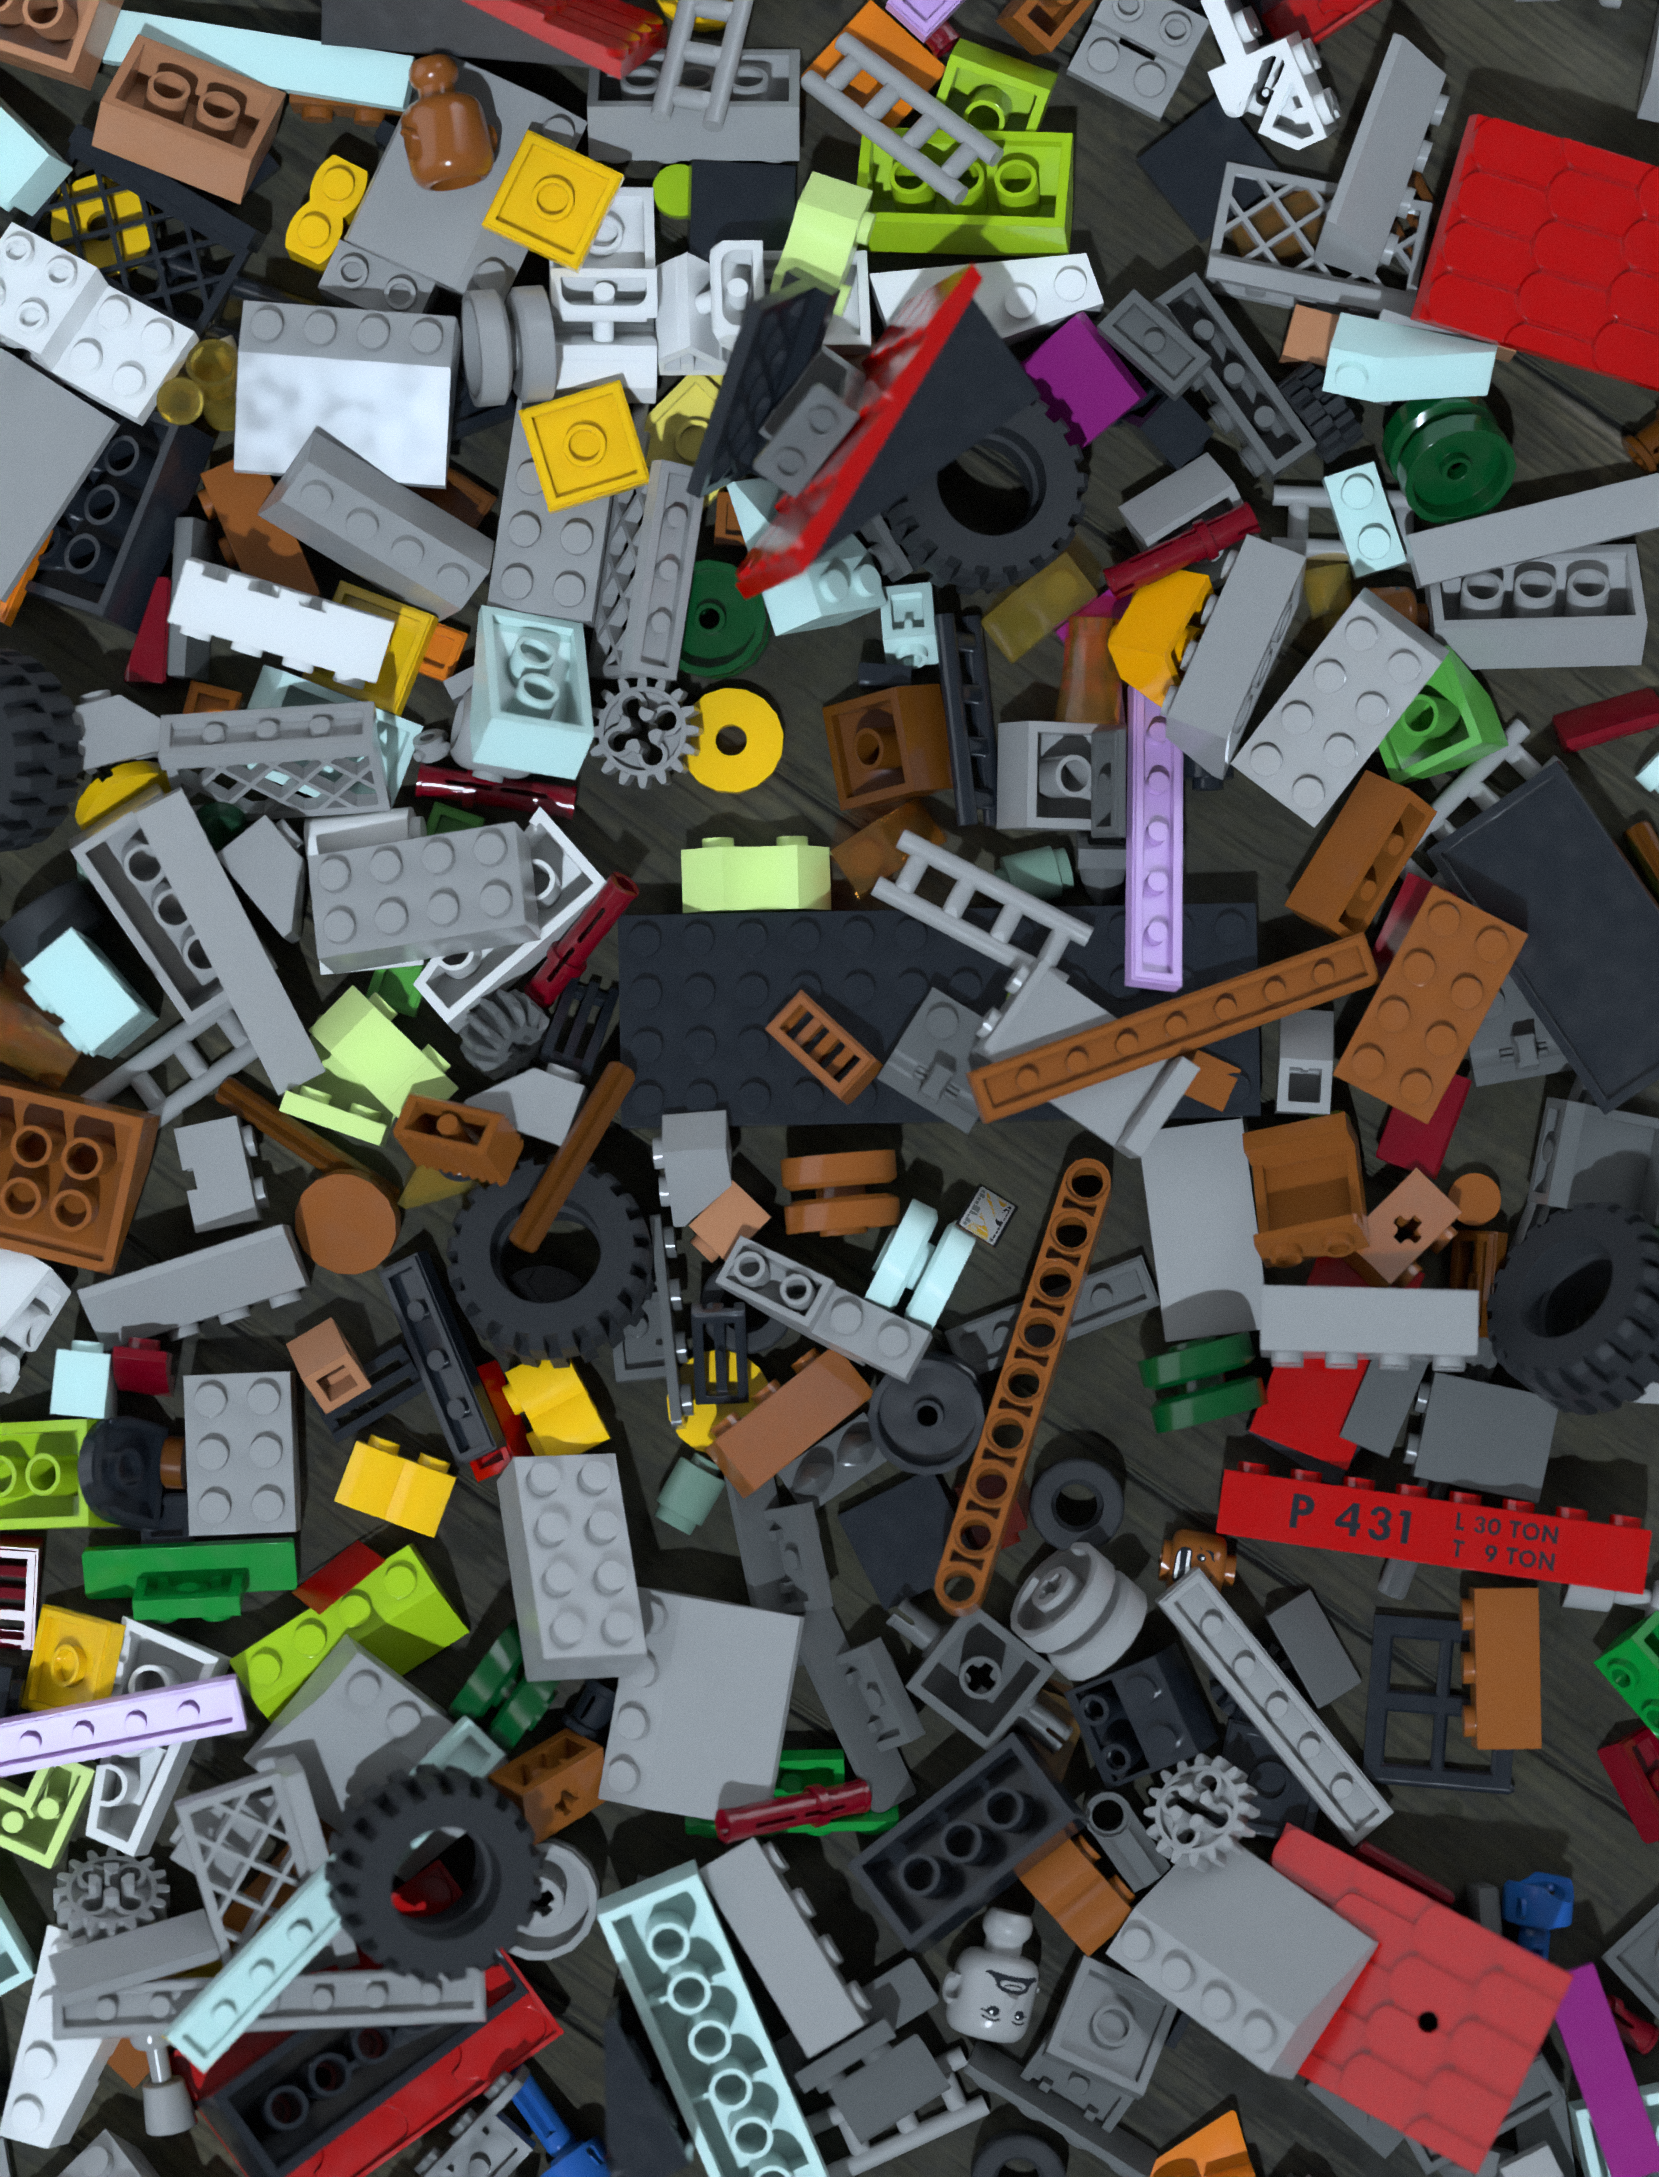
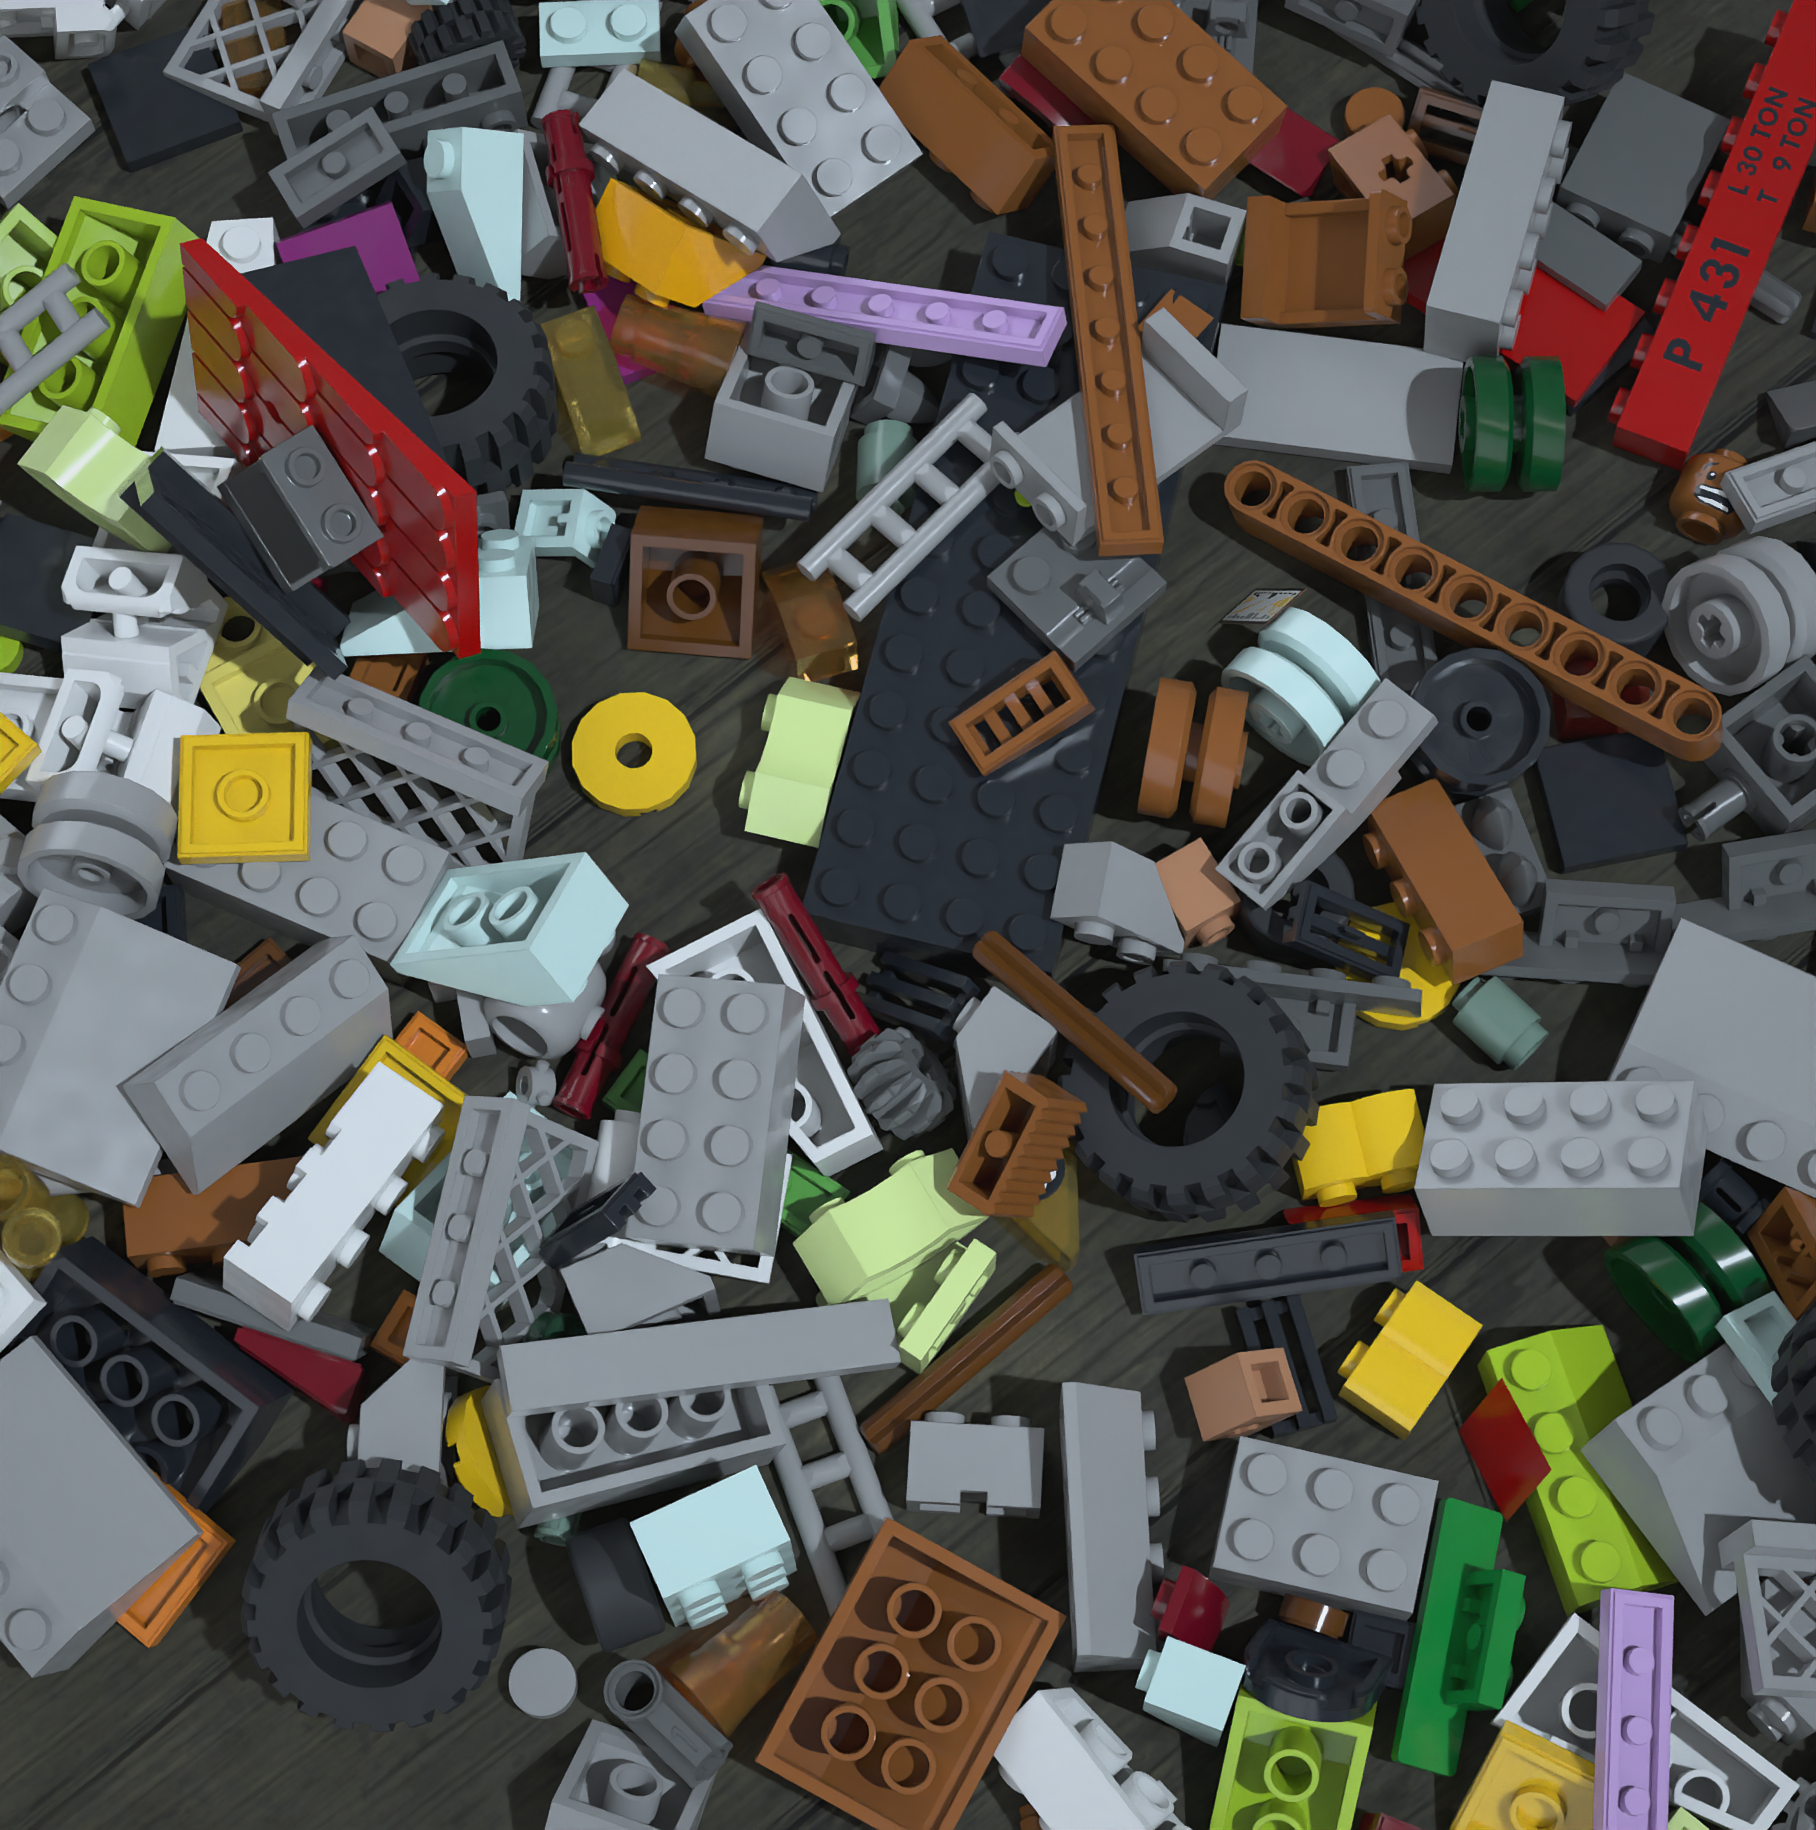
camera: 75 degrees left, 15 degrees down
(315, 834) = (596, 1219): none -> black tile
(347, 1221) = (1073, 1328): dark orange tile -> none
(673, 743) = (617, 810): light grey gear -> none
(1160, 470) = (478, 201): none -> light aqua slope

